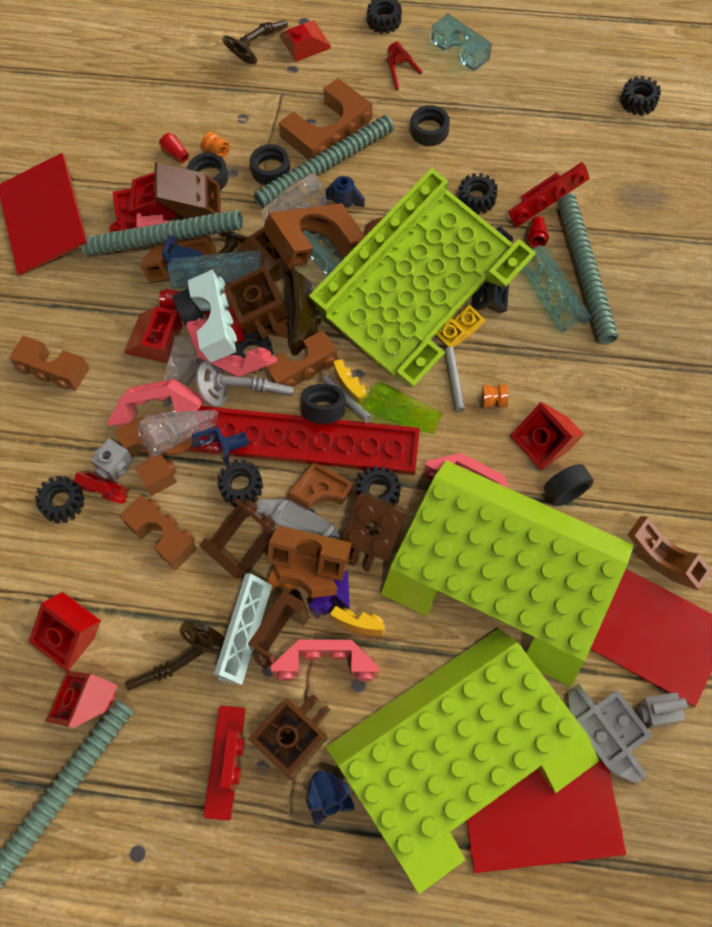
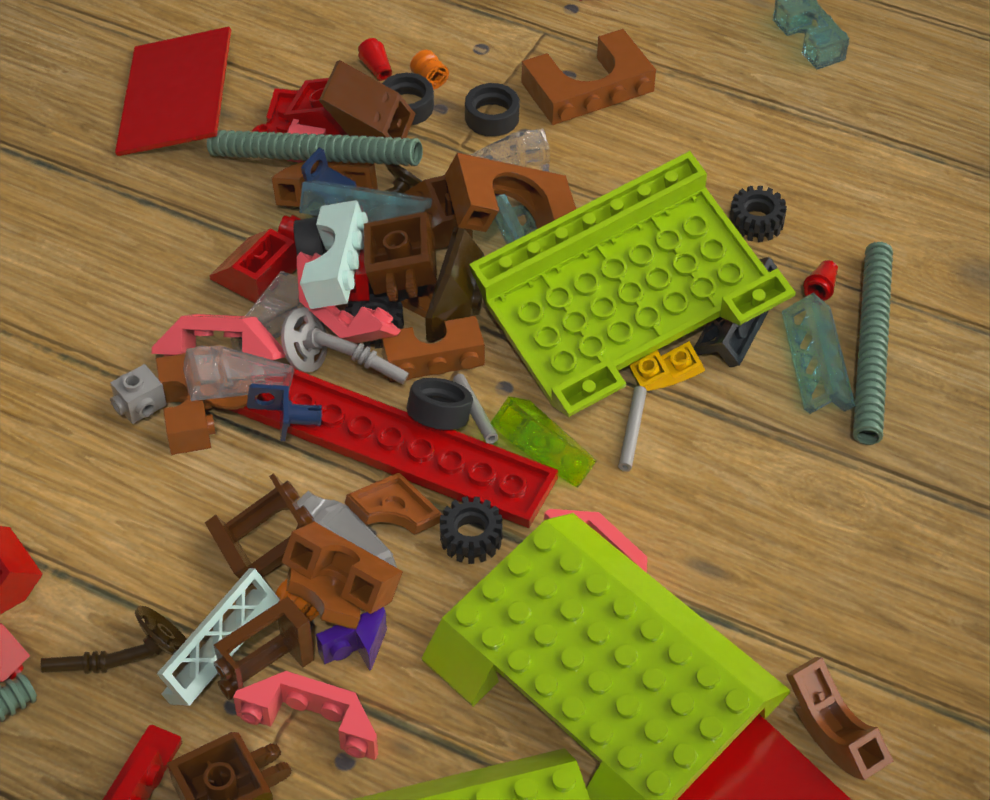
camera: 15 degrees right, 15 degrees down
(52, 489) = (49, 408): black tyre -> none
(65, 371) = (92, 252): dark orange arch -> none
(110, 490) = (103, 414): red hinge -> none
(145, 517) = (174, 515): dark orange arch -> none
(235, 471) = (292, 454): black tyre -> none
(327, 159) = (575, 120): sand green piece -> none
(344, 191) = (577, 164): dark blue brick -> none
(349, 384) = (485, 389): yellow slope -> none
(363, 538) = (423, 574): reddish brown hinge -> none
(366, 624) = (377, 683): yellow slope -> none
(398, 55) = (719, 24): red plant -> none
(430, 113) = (730, 102): black tyre -> none
(494, 396) = (677, 461): orange wheel -> none
(546, 435) = (730, 528): red slope -> none
(547, 193) = (851, 235): red bracket -> none
(568, 484) = (729, 580): black tyre -> none

